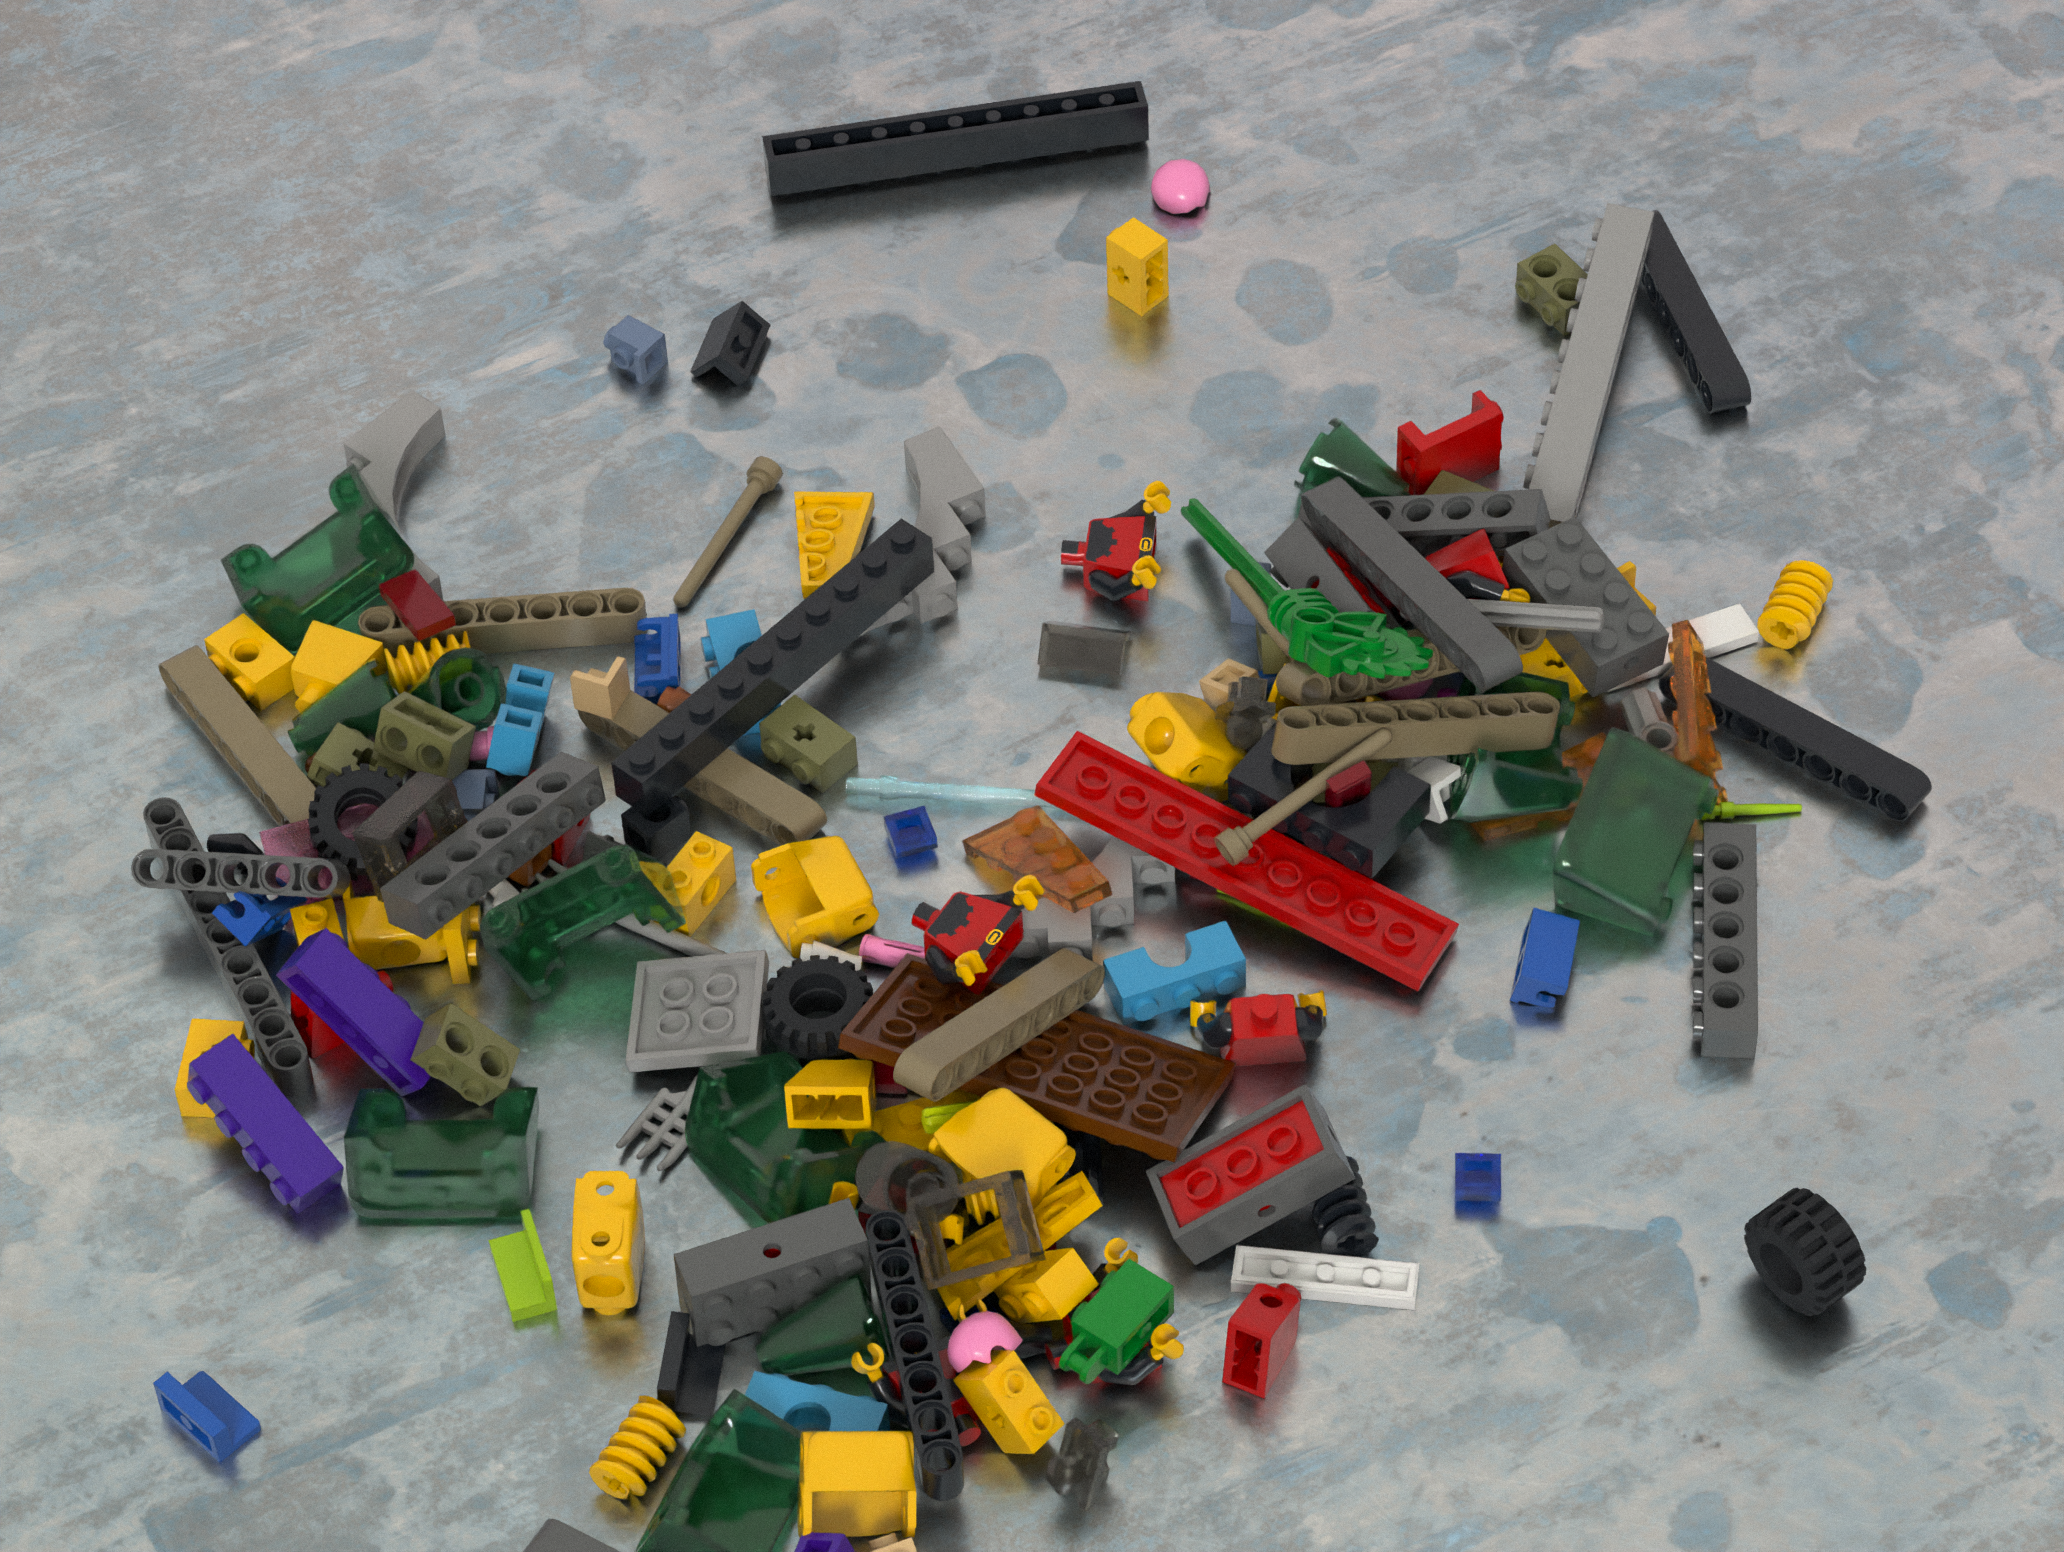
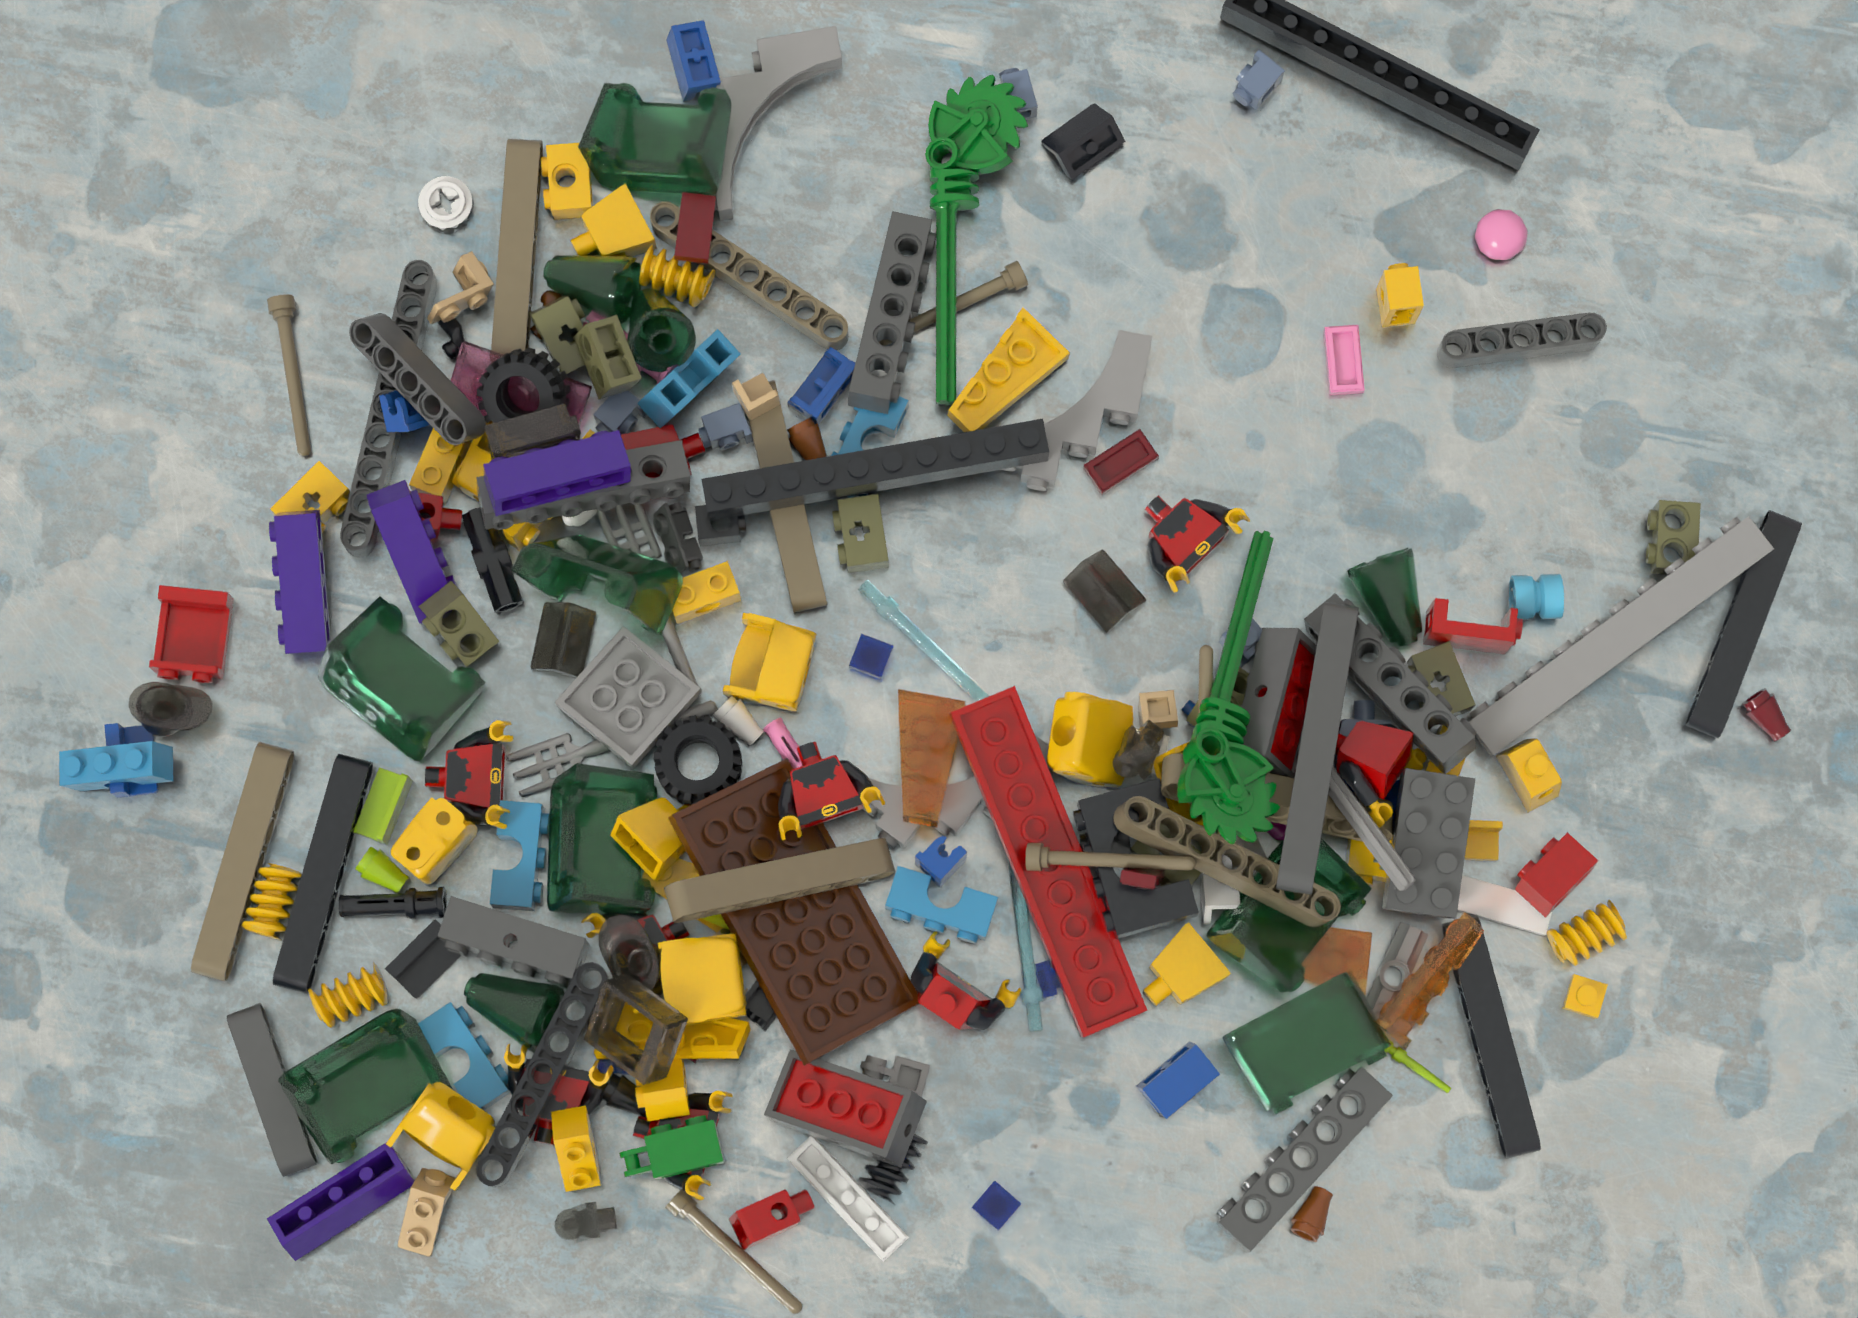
camera: 35 degrees right, 30 degrees up
(38, 939) = (282, 310): none -> dark tan piece
(134, 745) = (452, 189): none -> white gear
(171, 1427) = (99, 766): none -> dark azure arch
(177, 1257) = (192, 633): none -> red panel
(213, 1334) = (169, 708): none -> clear smoke piece
(222, 797) = (476, 285): none -> tan bracket
(288, 500) = (692, 58): none -> blue hinge
(414, 1416) = (241, 861): none -> dark tan beam
(438, 988) = (492, 562): none -> black piece
(462, 826) = (557, 472): none -> dark purple brick
(478, 1424) = (271, 900): none -> yellow piece
(512, 1369) = (322, 873): none -> black beam
(572, 1324) = (380, 869): none -> lime cone
(581, 1014) = (563, 638): none -> clear smoke panel
(596, 741) = (725, 428): none -> sand blue brick
(598, 1149) = (475, 775): none -> torso
(621, 401) = (977, 133): none -> green piece
(628, 1333) = (409, 903): none -> black pin
(674, 556) = (903, 234): none -> dark grey brick
(692, 1187) = (520, 886): none -> dark azure arch
(851, 209) = (1258, 81): none -> sand blue brick
(978, 1336) = (584, 1103): bright pink hair -> none
(1001, 548) = (1121, 461): none -> dark red tile
(1131, 355) = (1344, 360): none -> bright pink tile
(1140, 922) = (937, 863): none -> blue hinge
(1167, 1393) = (685, 1206): none -> dark tan piece
(1275, 241) = (1534, 330): none -> dark grey beam
(1335, 989) = (1031, 994): none -> clear light blue bar
(1338, 965) = (1047, 980): none -> clear blue plate
(1461, 867) = (1185, 968): none -> yellow torso
(1494, 382) = (1542, 596): none -> medium azure wheel
(1620, 517) = (1530, 773): none -> yellow torso
(1718, 576) = (1556, 874): none -> red brick
(1773, 358) = (1767, 714): none -> dark red cone
(1783, 979) = (1312, 1215): none -> dark orange cone
(1843, 657) = (1585, 996): none -> yellow plate

